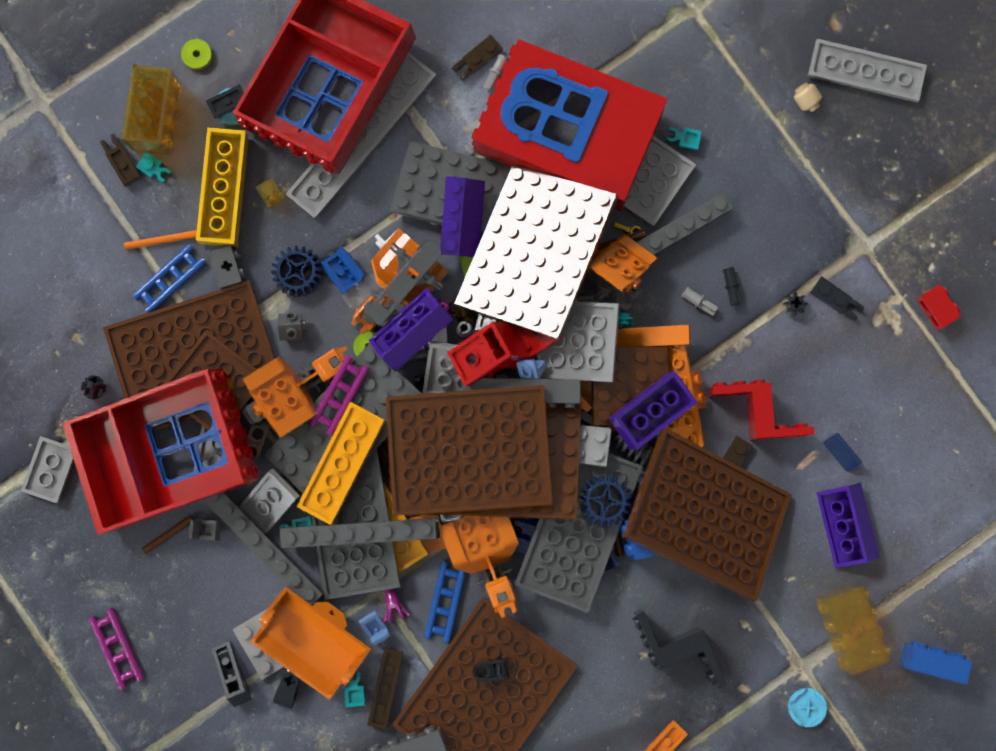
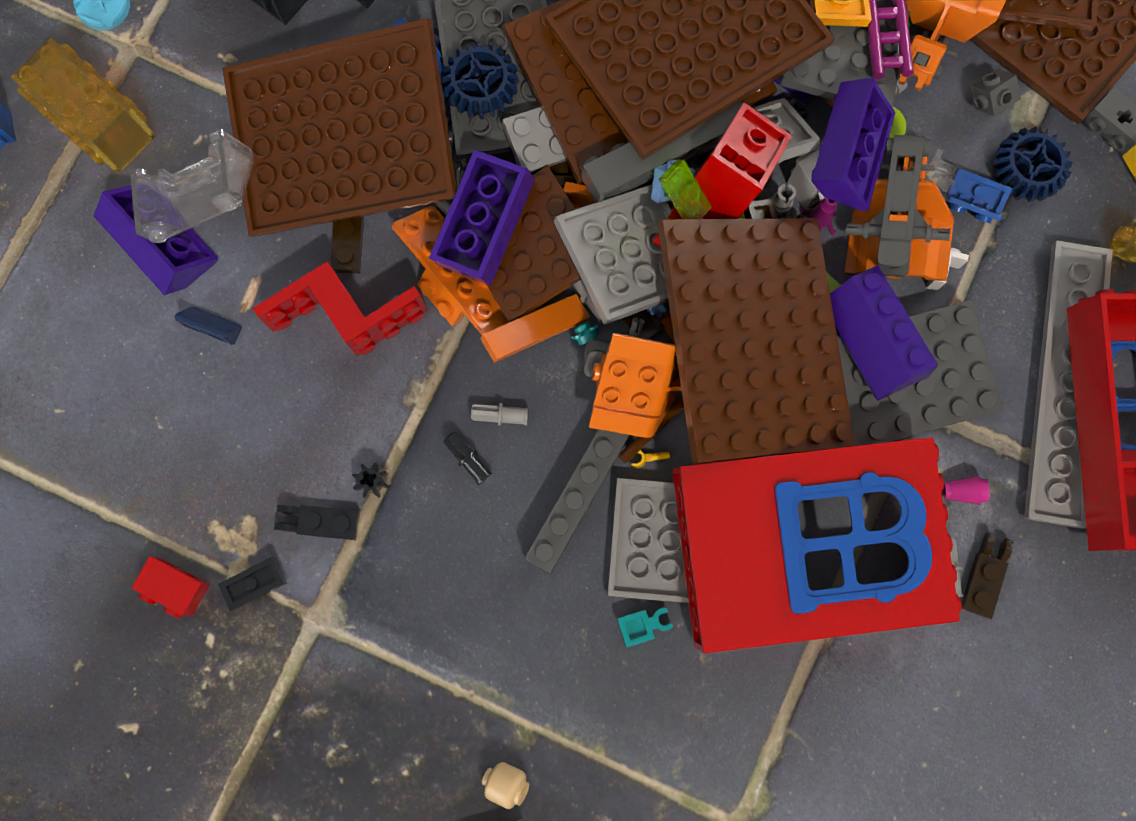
camera: 155 degrees right, 5 degrees down
(459, 108) = (967, 490): none -> dark pink cone
(532, 350) = (685, 191): none -> clear neon green plate
(814, 529) = (182, 200): none -> clear windscreen
(891, 283) = (252, 583): none -> black plate

